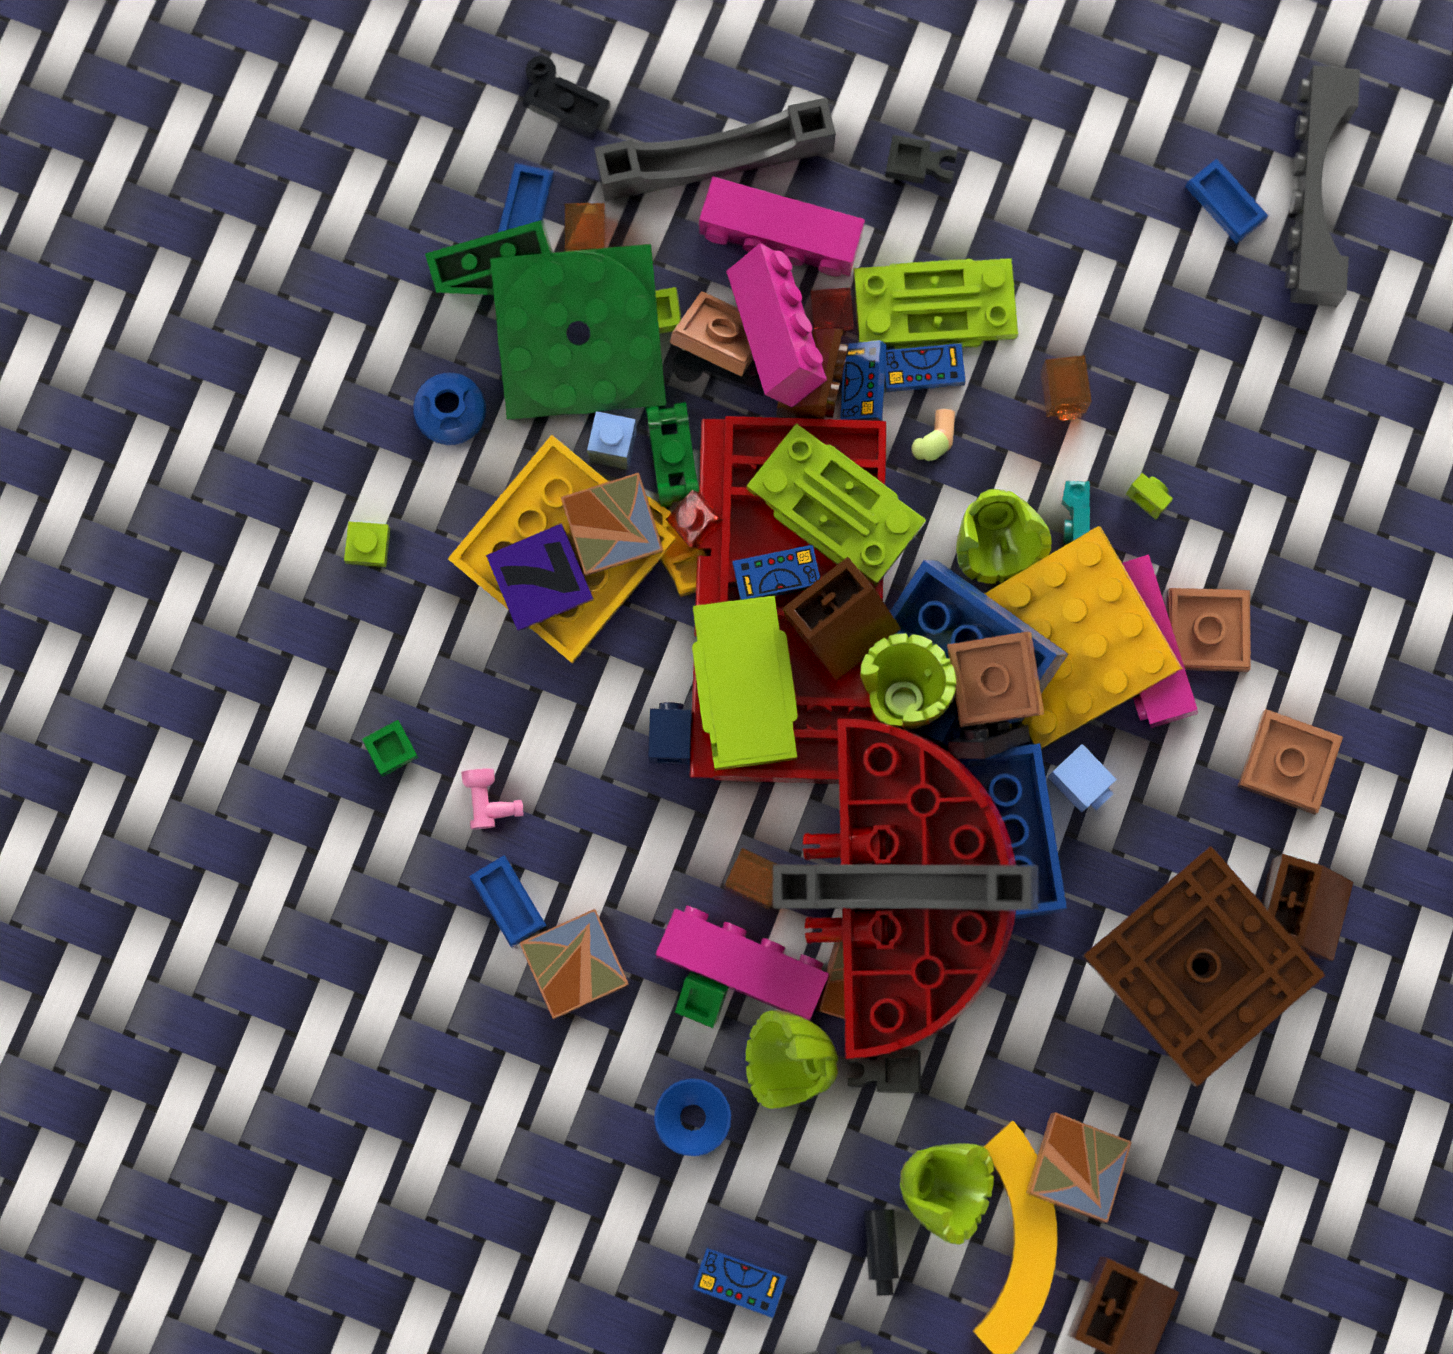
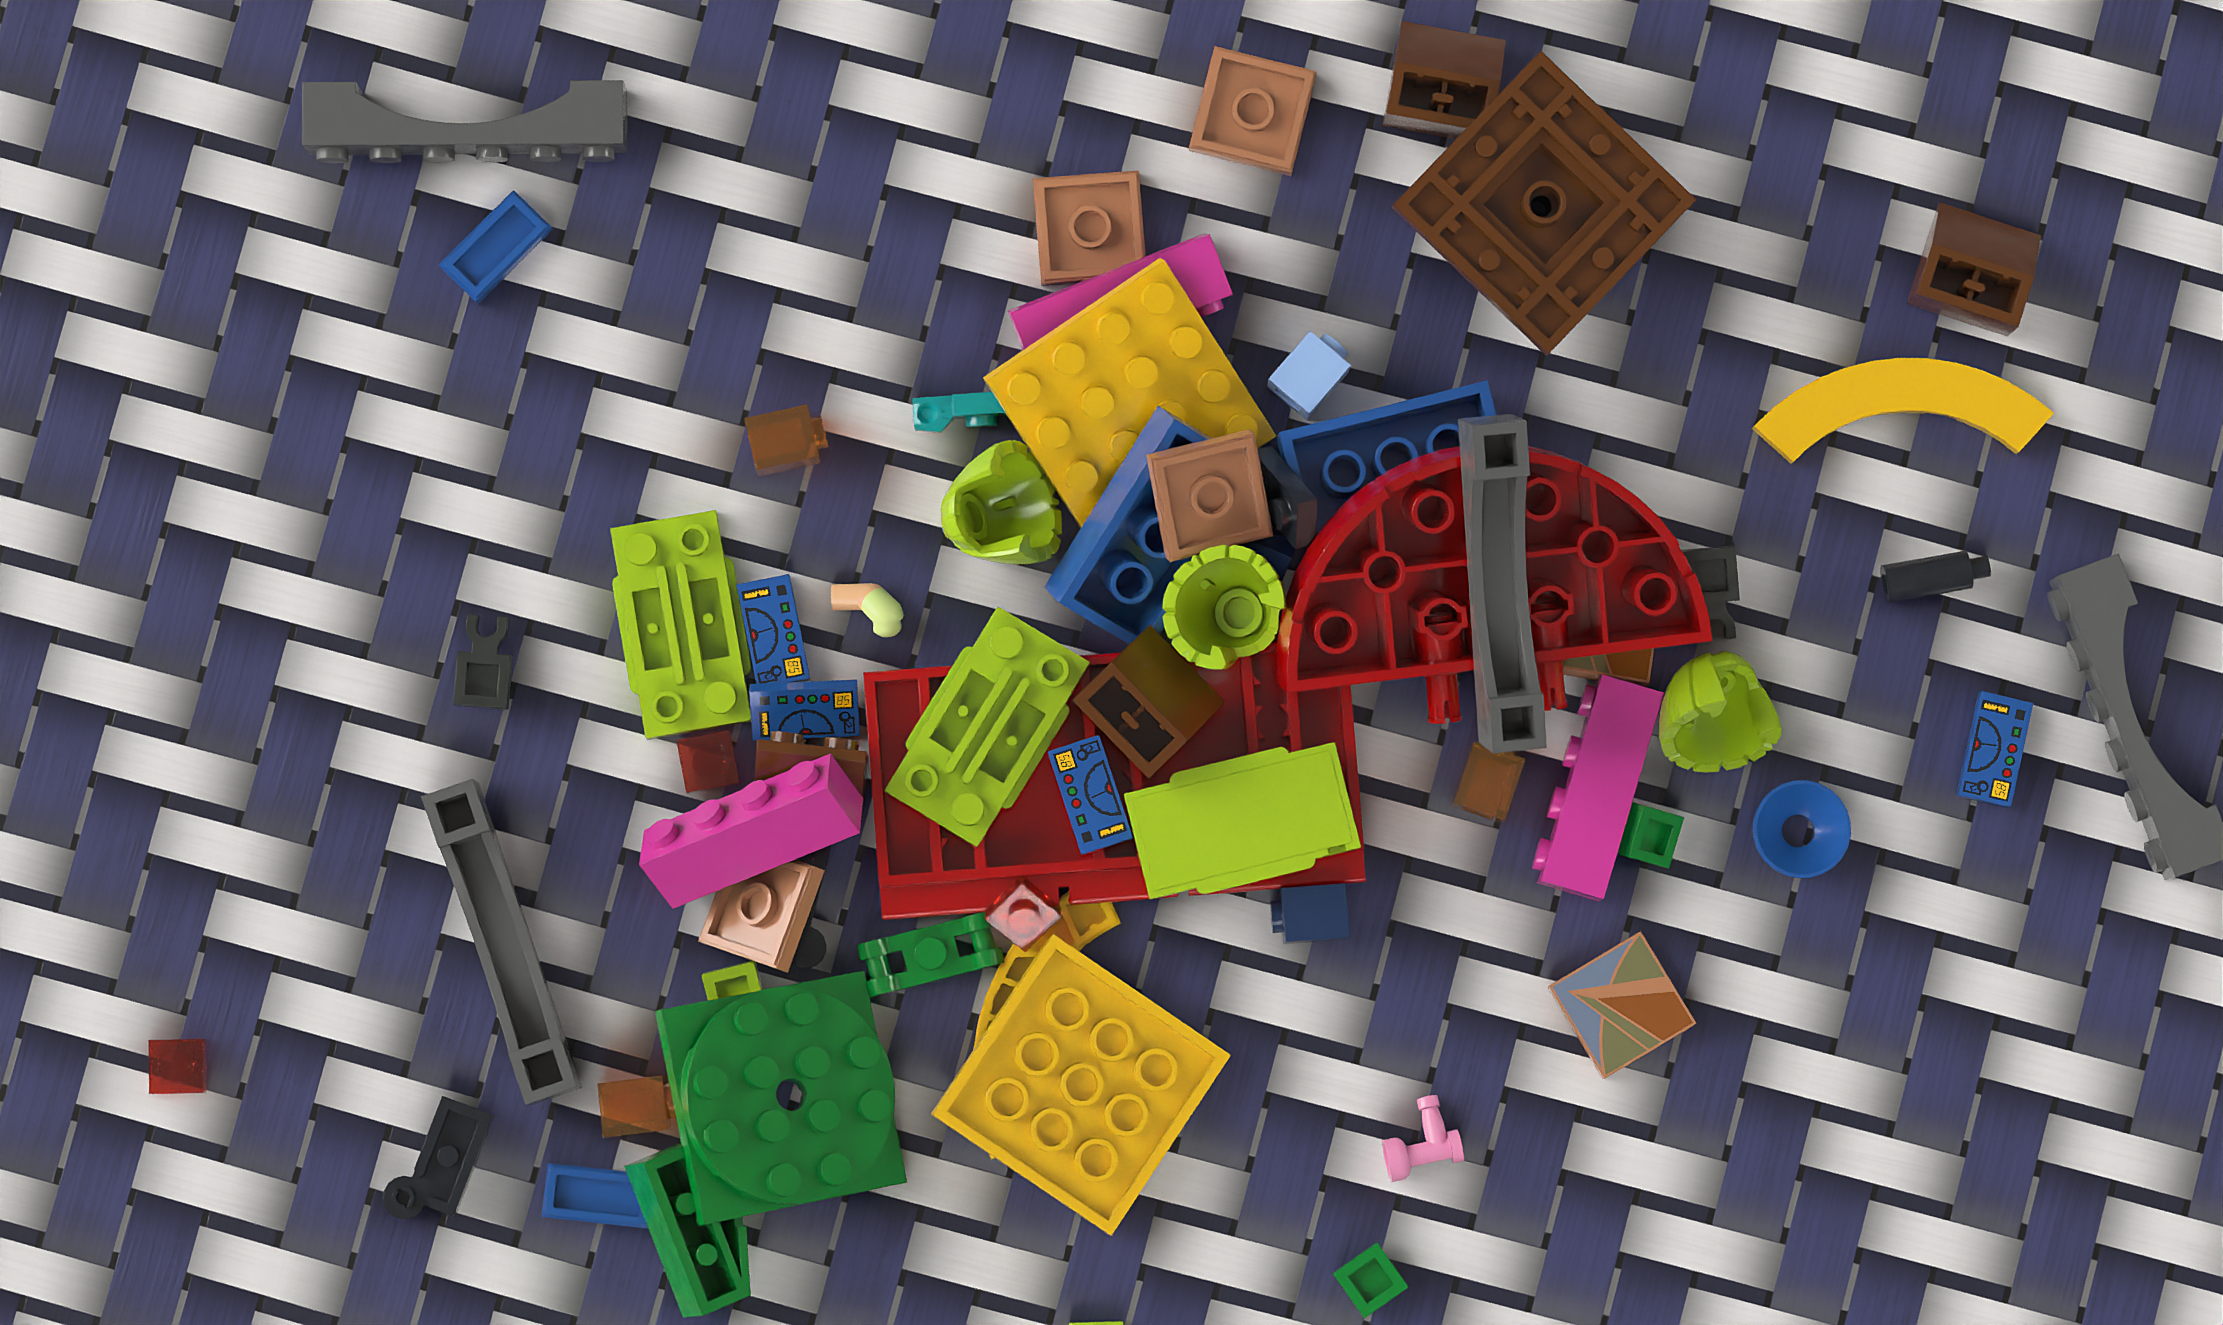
camera: 100 degrees left, 5 degrees up
(455, 426) = (927, 1258): blue piece -> none
(507, 901) = (1550, 1101): blue tile -> none
(539, 577) = (1126, 1107): dark purple tile -> none
(612, 440) = (924, 1035): light blue brick -> none
(612, 524) = (1047, 1019): tile -> none
(794, 227) = (600, 840): dark pink brick -> none
(948, 1189) = (1852, 498): lime hair -> none
(1079, 1167) = (1803, 338): tile -> none
(1150, 495) = (920, 316): lime plate -> none

